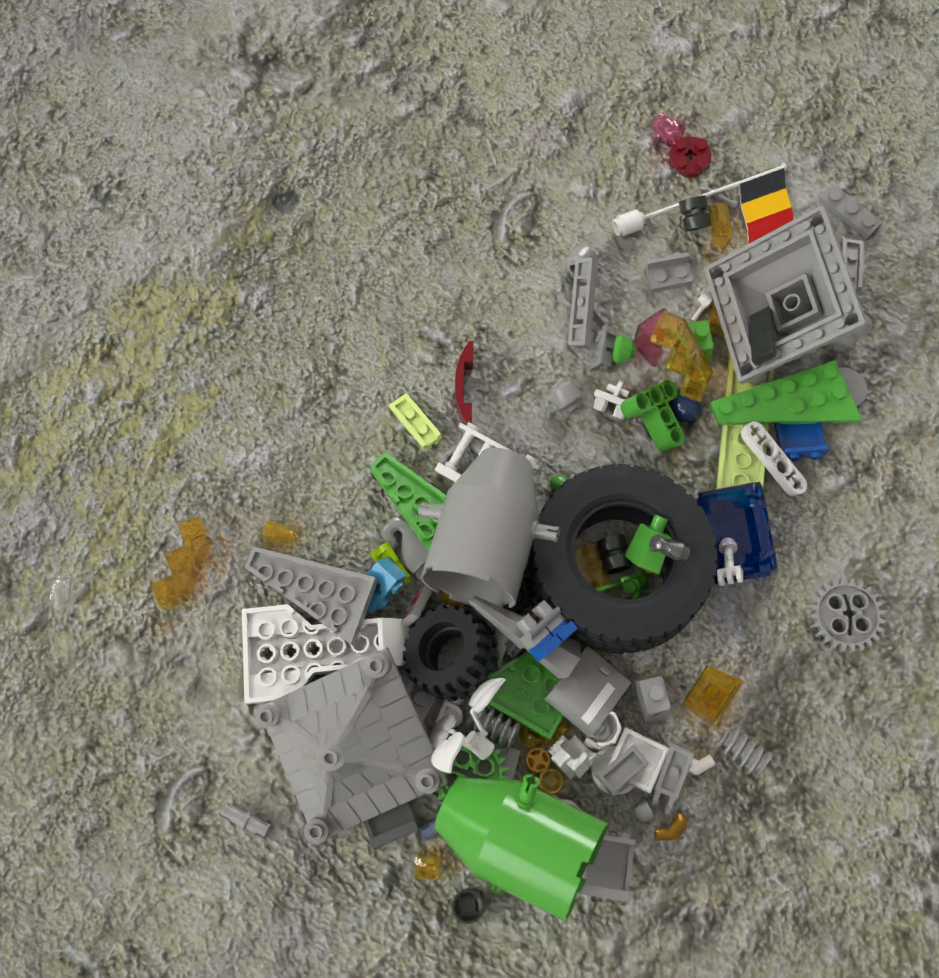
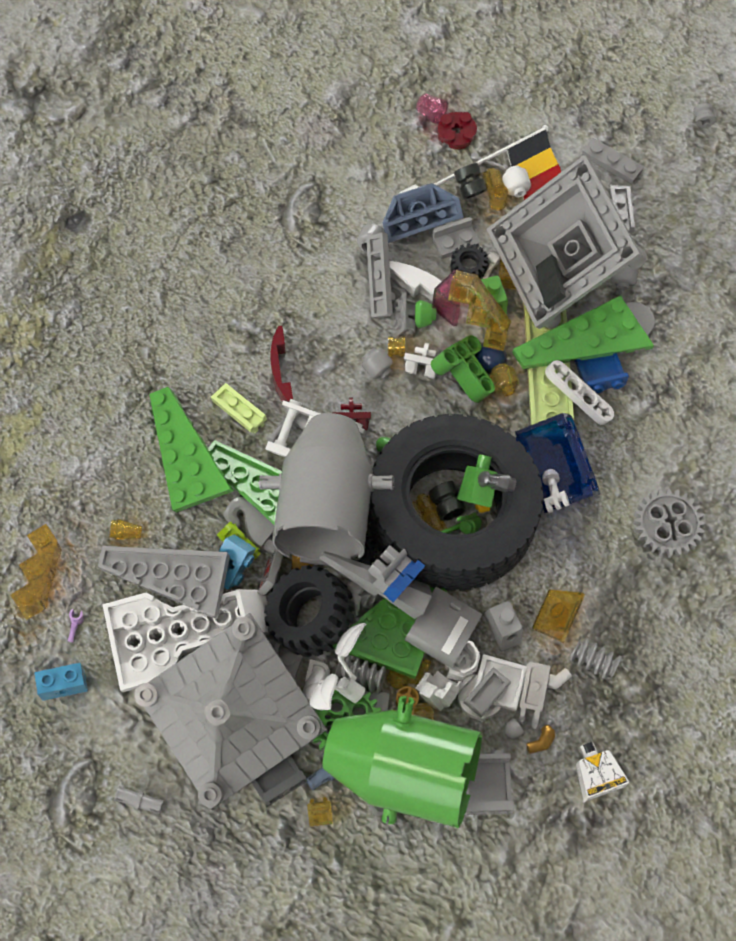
camera: 15 degrees left, 5 degrees down
(187, 682) = (61, 681): none -> dark azure brick
(213, 621) = (75, 622): none -> lavender hand
(353, 470) = (187, 461): none -> bright green wing
(468, 906) = (364, 840): pearl dark grey wheel -> none
(539, 452) = (360, 417): none -> dark red hips
(588, 380) = (396, 346): none -> clear yellow wheel
(618, 311) = (413, 280): none -> white slope
(636, 239) = (420, 211): none -> sand blue wedge
(680, 290) = (470, 253): none -> black tyre
(696, 432) = (504, 379): none -> clear yellow head
(726, 876) = (599, 773): none -> white torso
(744, 220) = (516, 181): none -> white head

